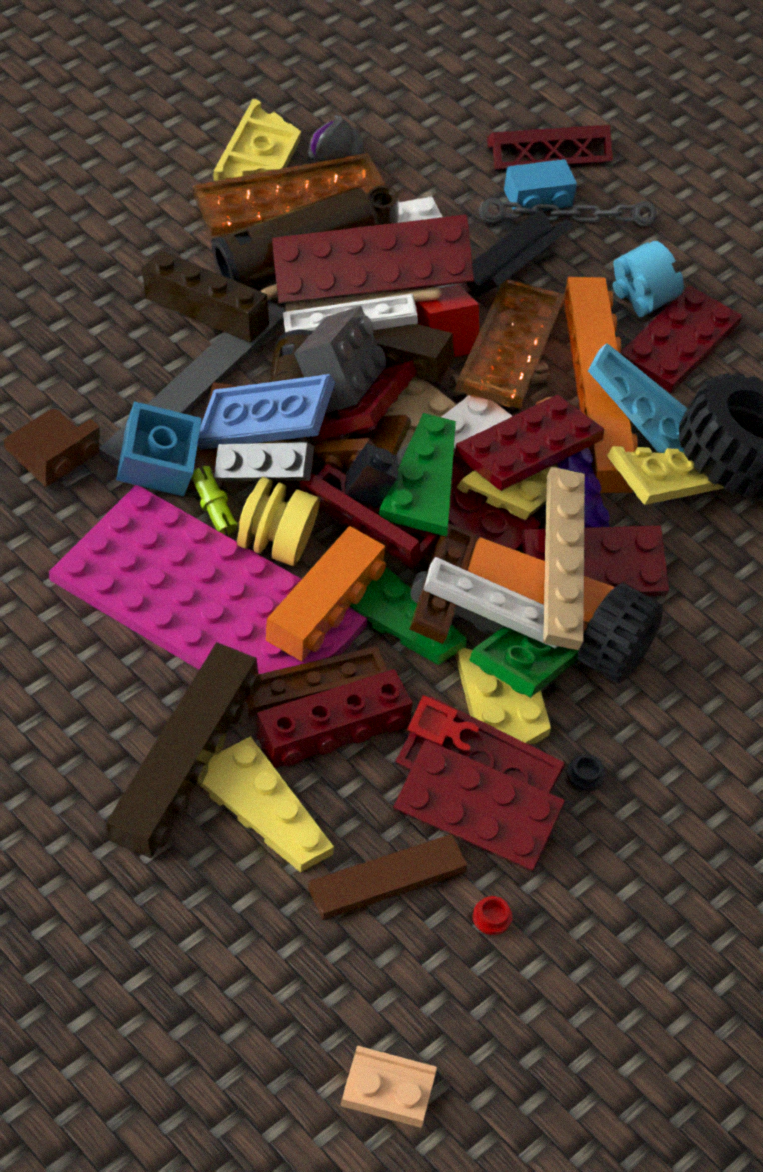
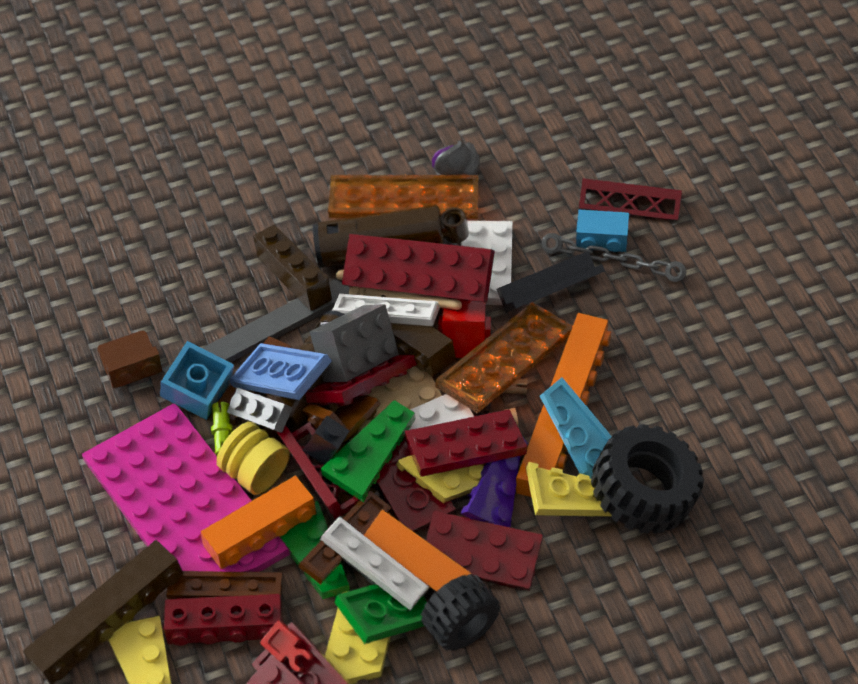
camera: 30 degrees right, 0 degrees up
(258, 145) = (398, 152): light yellow wing -> none
(564, 559) = (440, 542): tan plate -> none
(647, 277) = (642, 327): medium azure brick -> none
(681, 338) = (652, 383): dark red plate -> none

